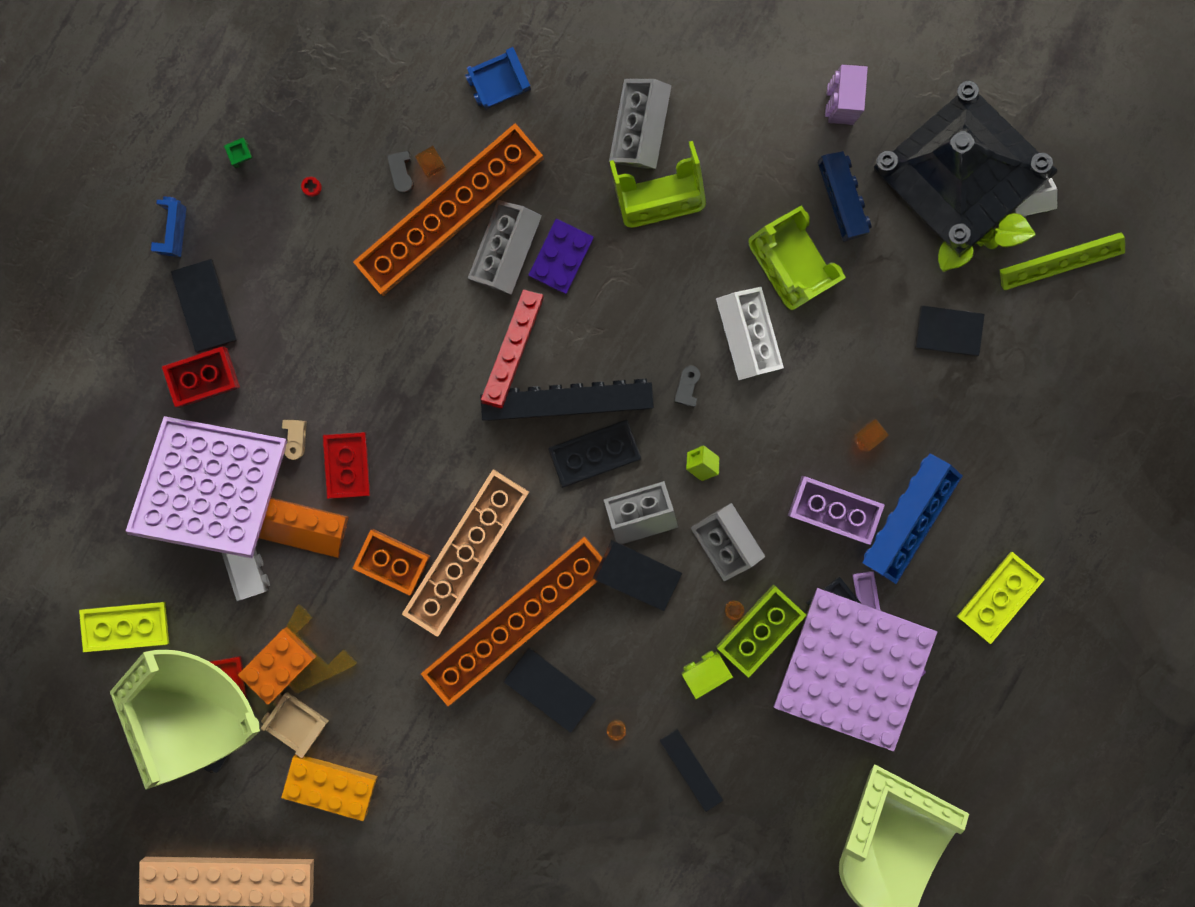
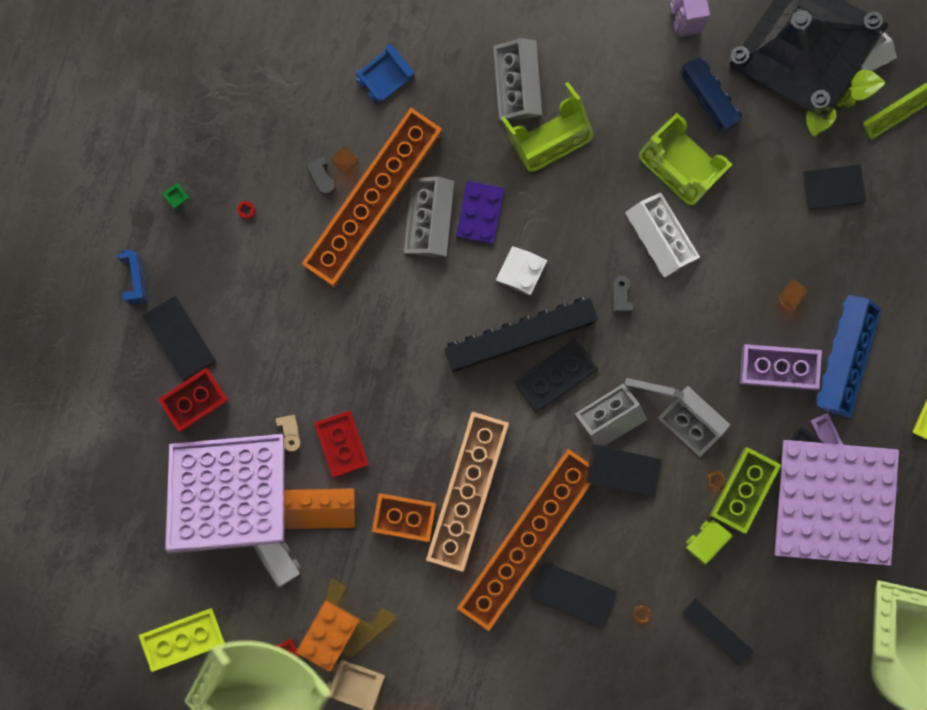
camera: 25 degrees left, 5 degrees down
(512, 349) = (460, 302): plate -> none
(588, 331) = (521, 271): none -> white slope
(694, 497) = (654, 389): none -> light grey tile
(702, 463) = (653, 358): lime panel -> none

